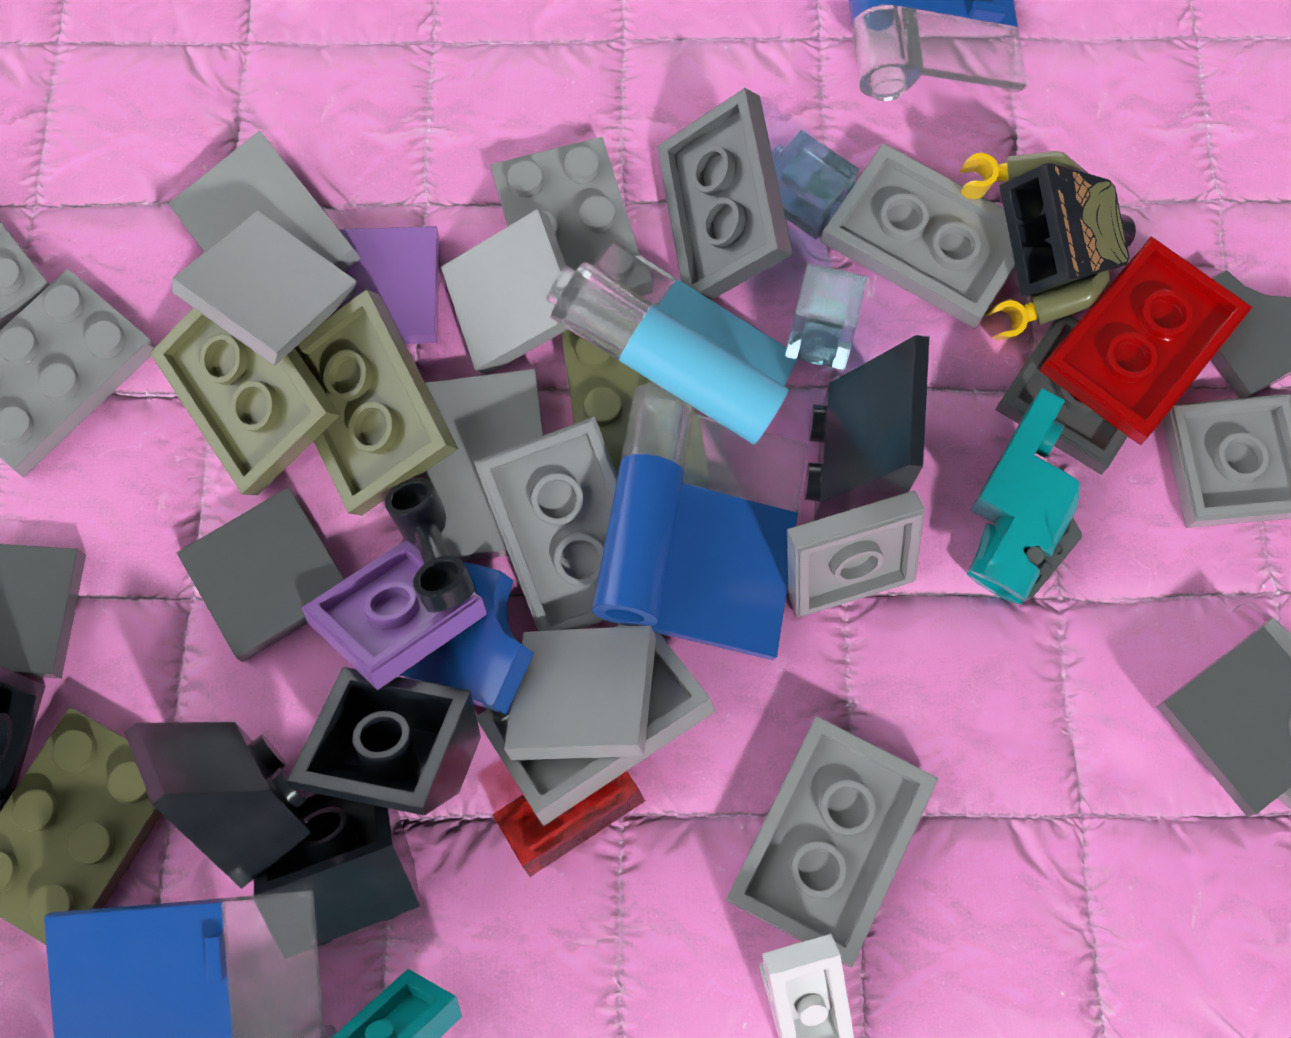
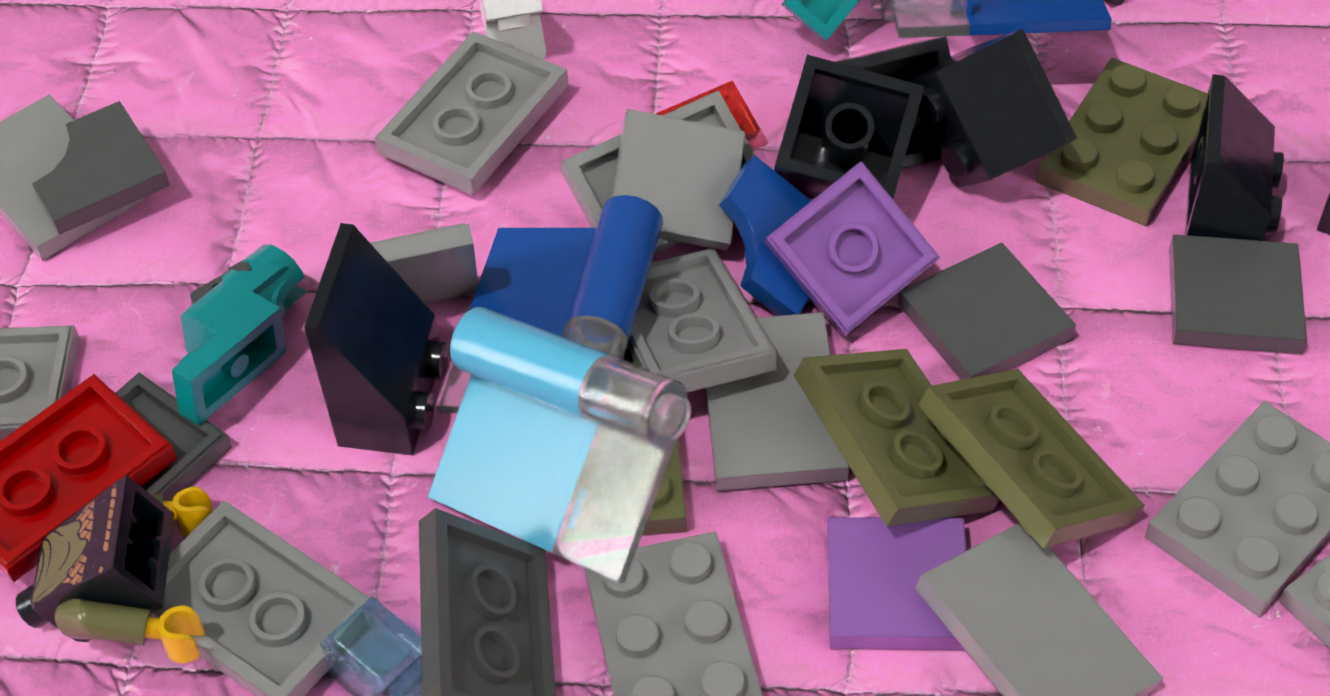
camera: 175 degrees left, 20 degrees down
(264, 287) = (1010, 504): light grey tile -> none
(421, 520) = (793, 226): black bar -> none
(503, 291) = (738, 544): light grey tile -> none
(826, 316) = (390, 499): clear light blue brick -> none

